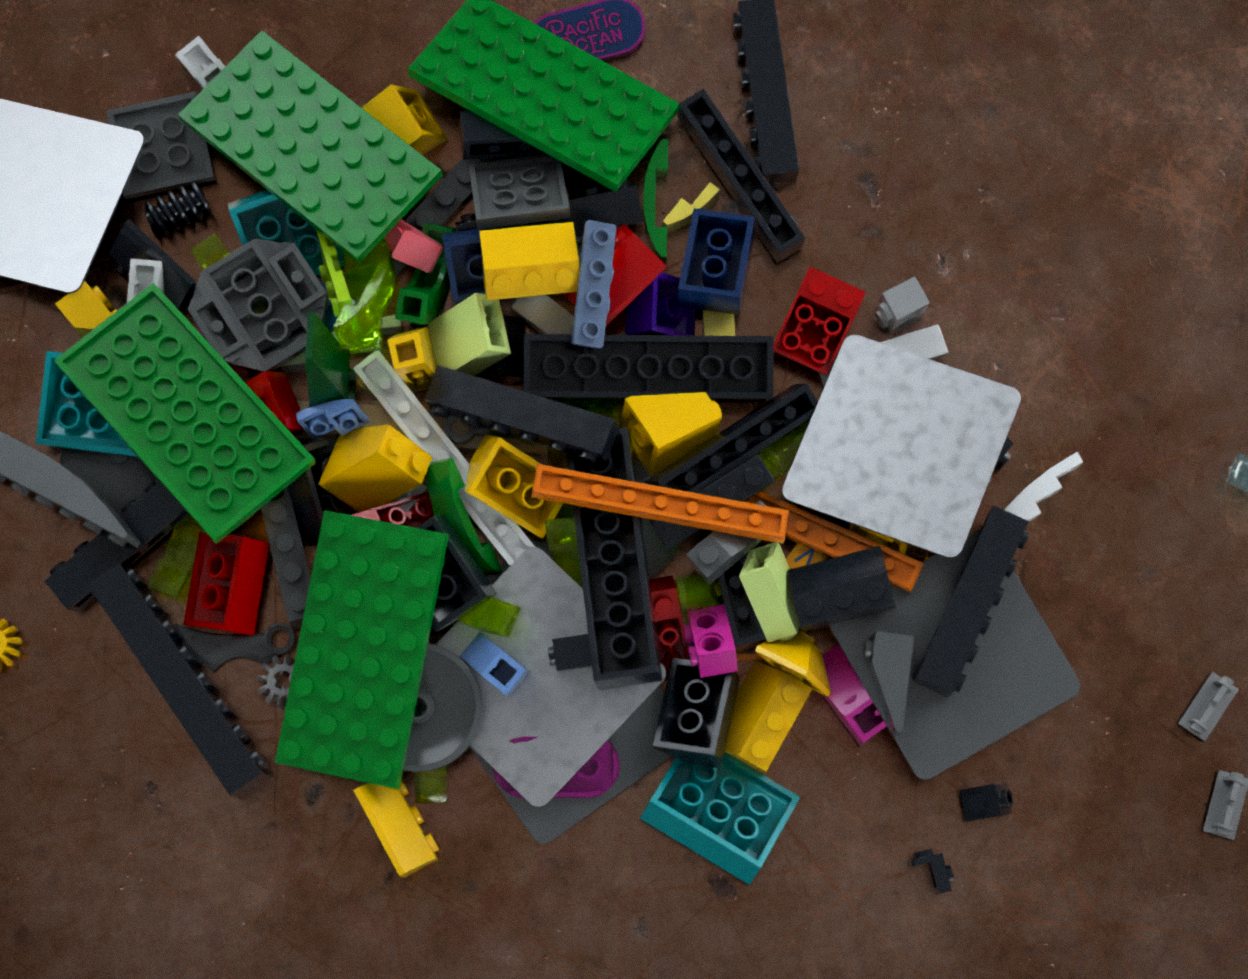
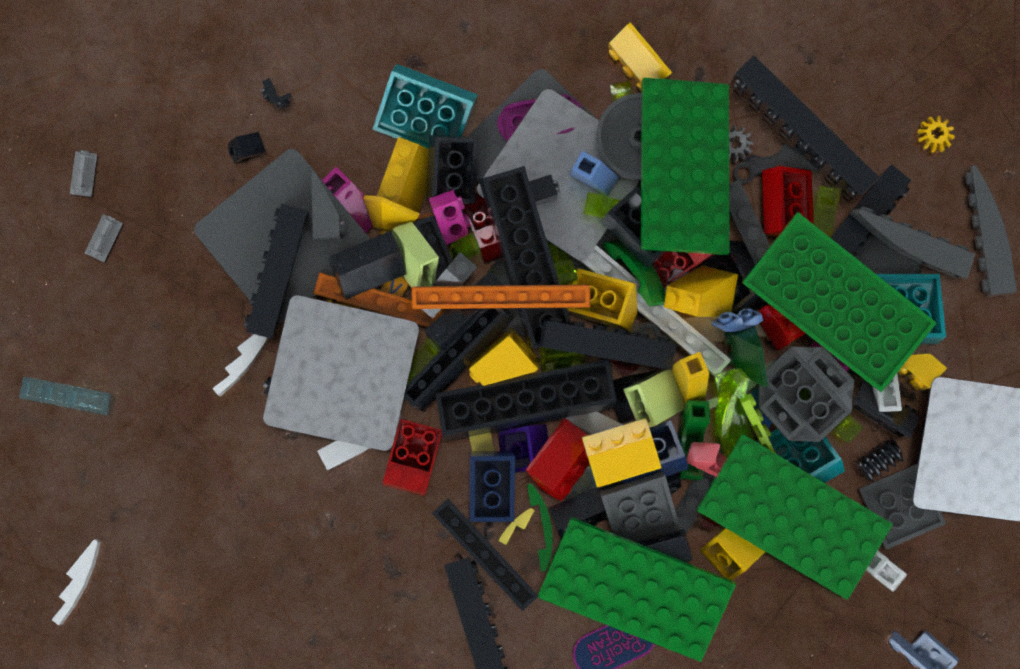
camera: 170 degrees right, 5 degrees up
(594, 284) = (574, 443): sand blue bracket -> none
(901, 305) = (356, 477): light grey brick -> none

